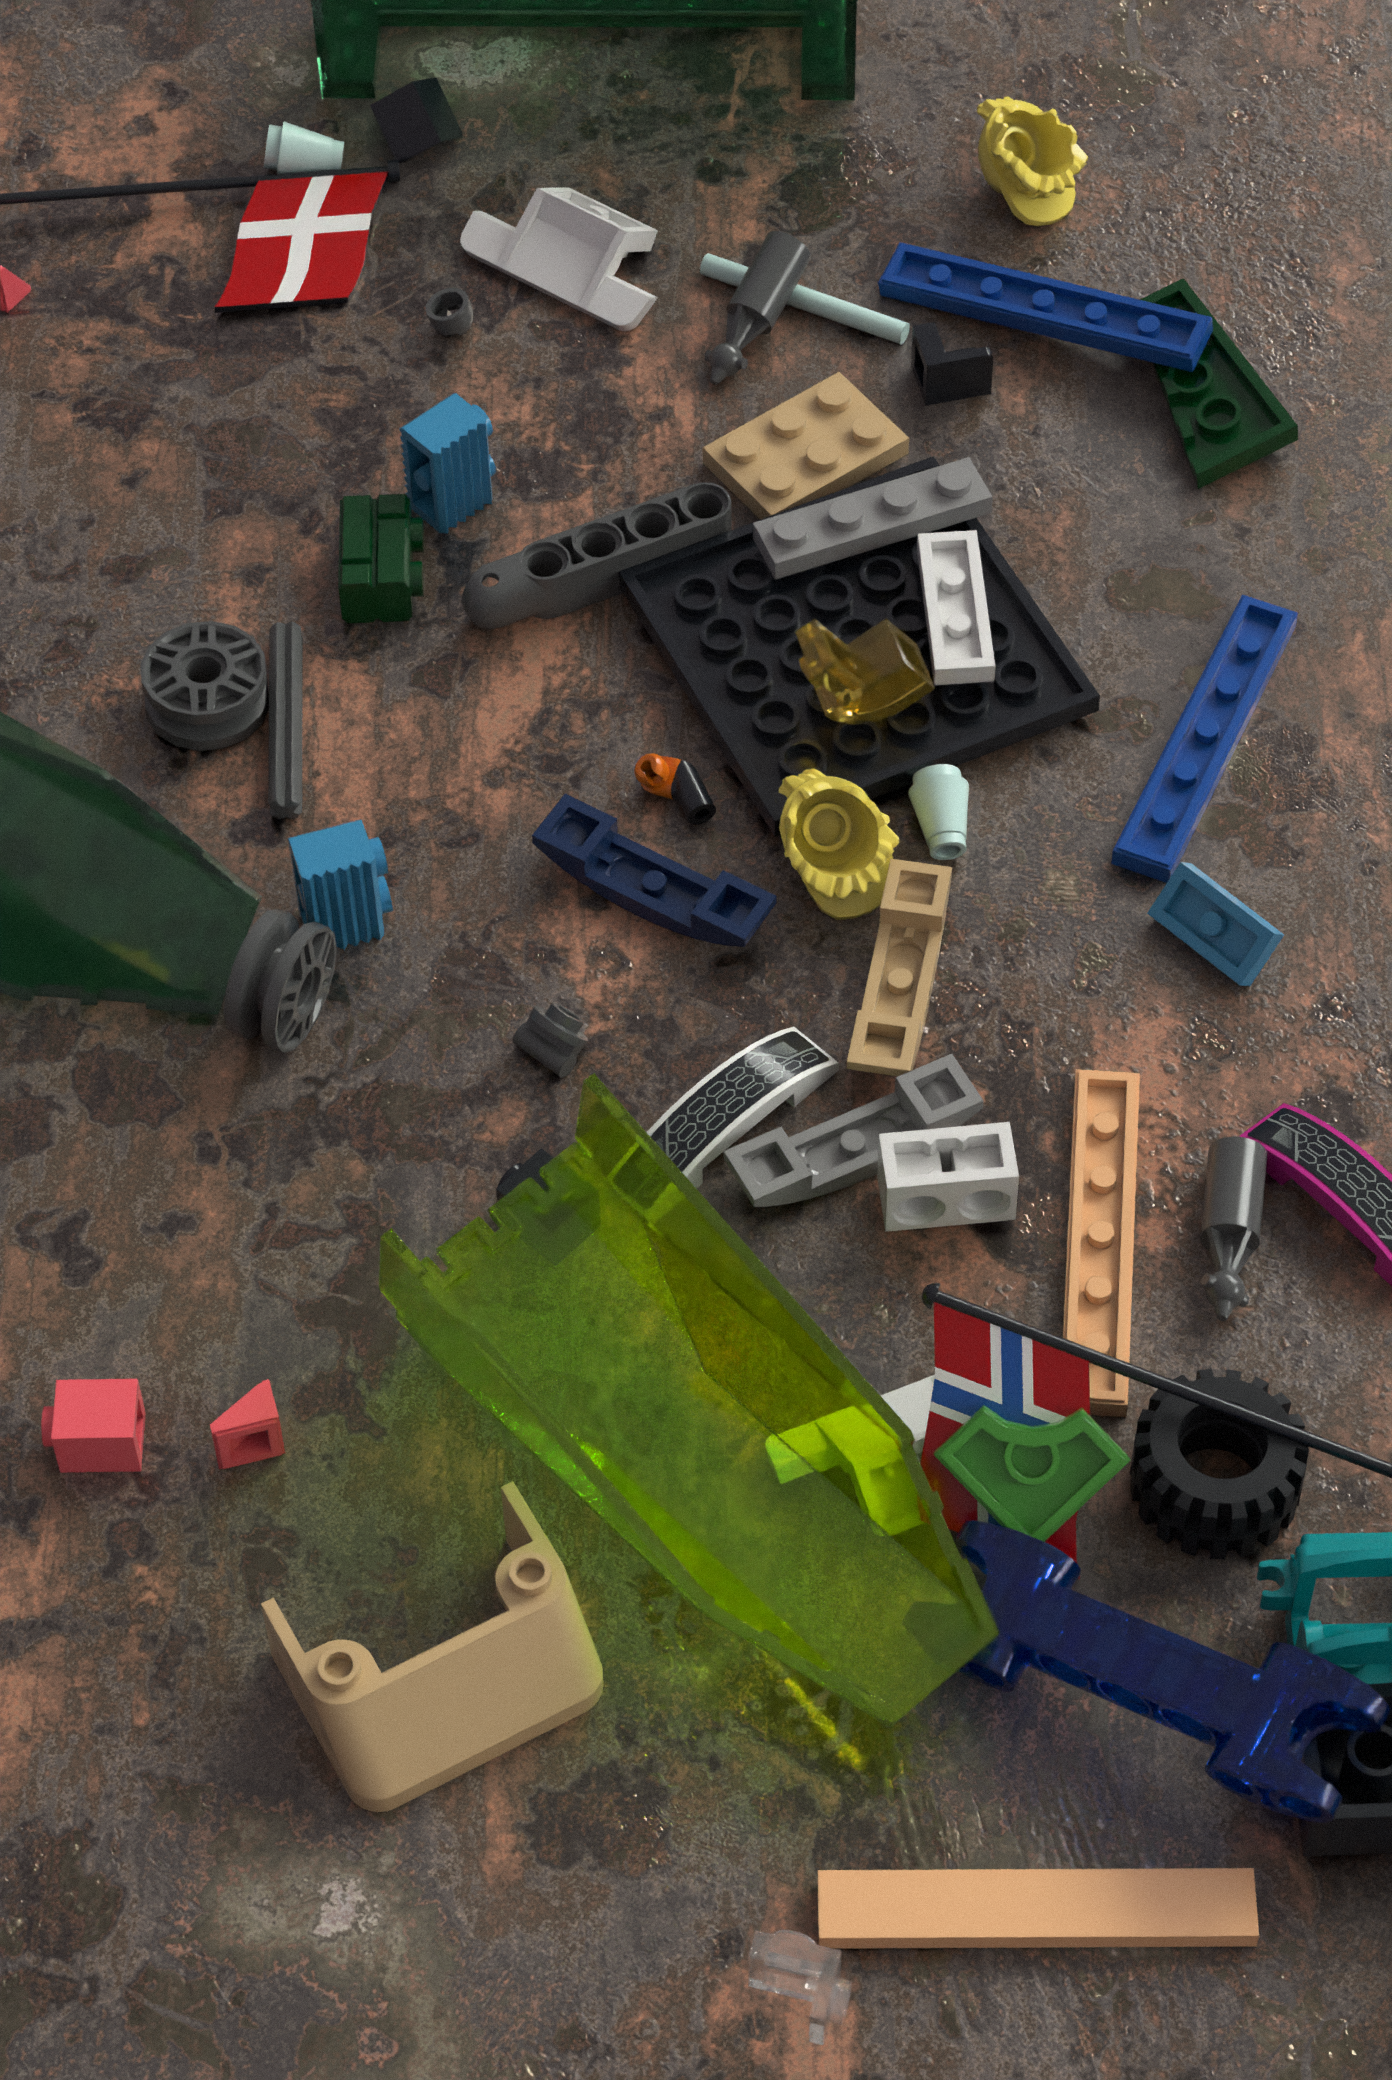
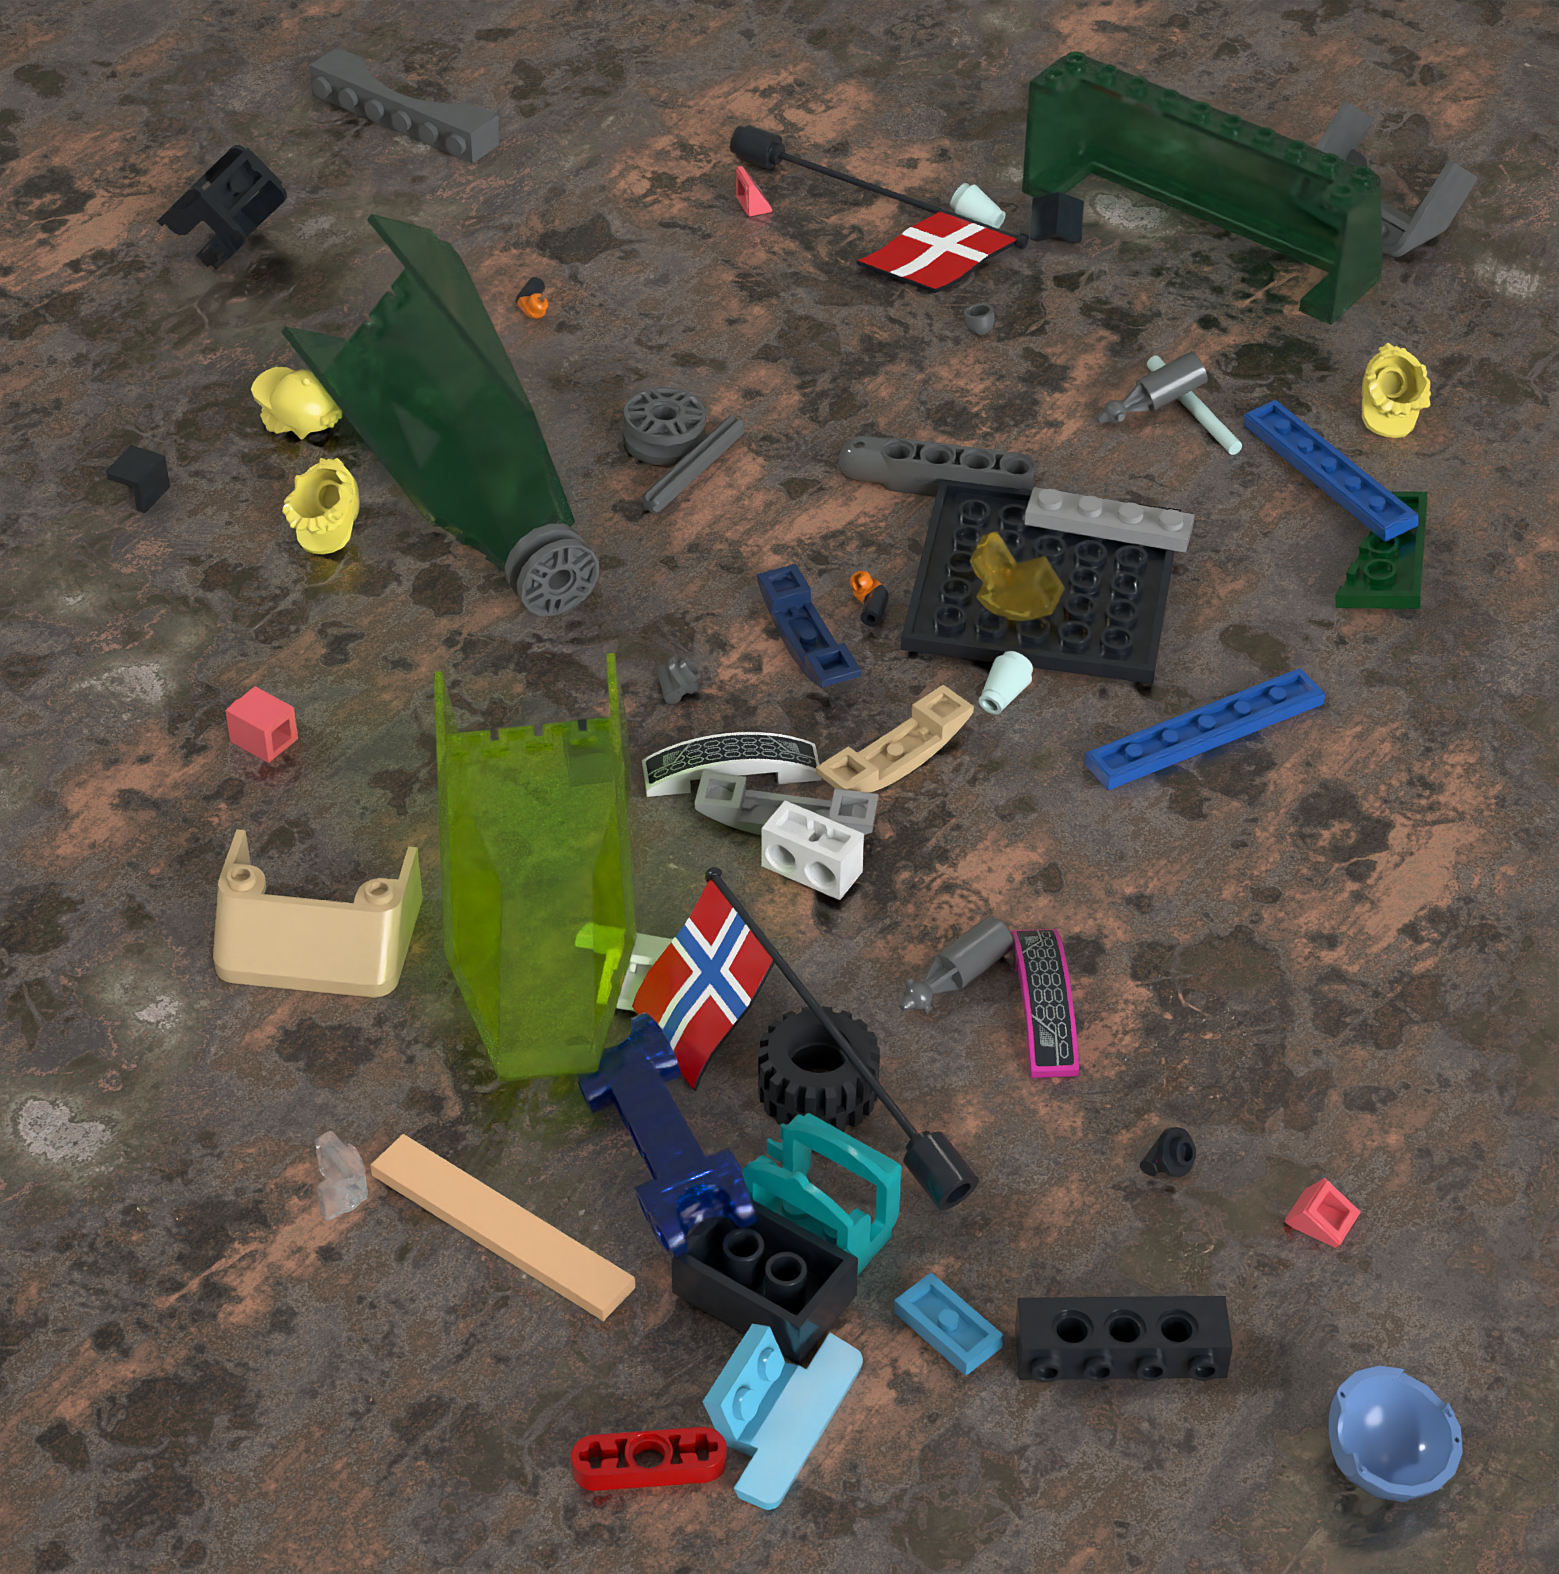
camera: 35 degrees right, 10 degrees down
(248, 1429) = (333, 766): coral slope -> none
(339, 881) = (628, 543): dark azure brick -> none
(377, 558) = (816, 411): dark green brick -> none
(448, 462) = (894, 380): dark azure brick -> none
(568, 251) = (1077, 318): white plate -> none
(806, 448) = (1119, 473): tan plate -> none
(836, 842) = (918, 659): light yellow hair -> none
(949, 374) = (1240, 477): black panel -> none
(955, 608) = (1107, 582): white plate -> none
(1028, 1473) = (699, 1007): bright green tile -> none
(1102, 1227) = (882, 932): light nougat tile -> none
(1215, 924) = (1105, 817): dark azure plate -> none

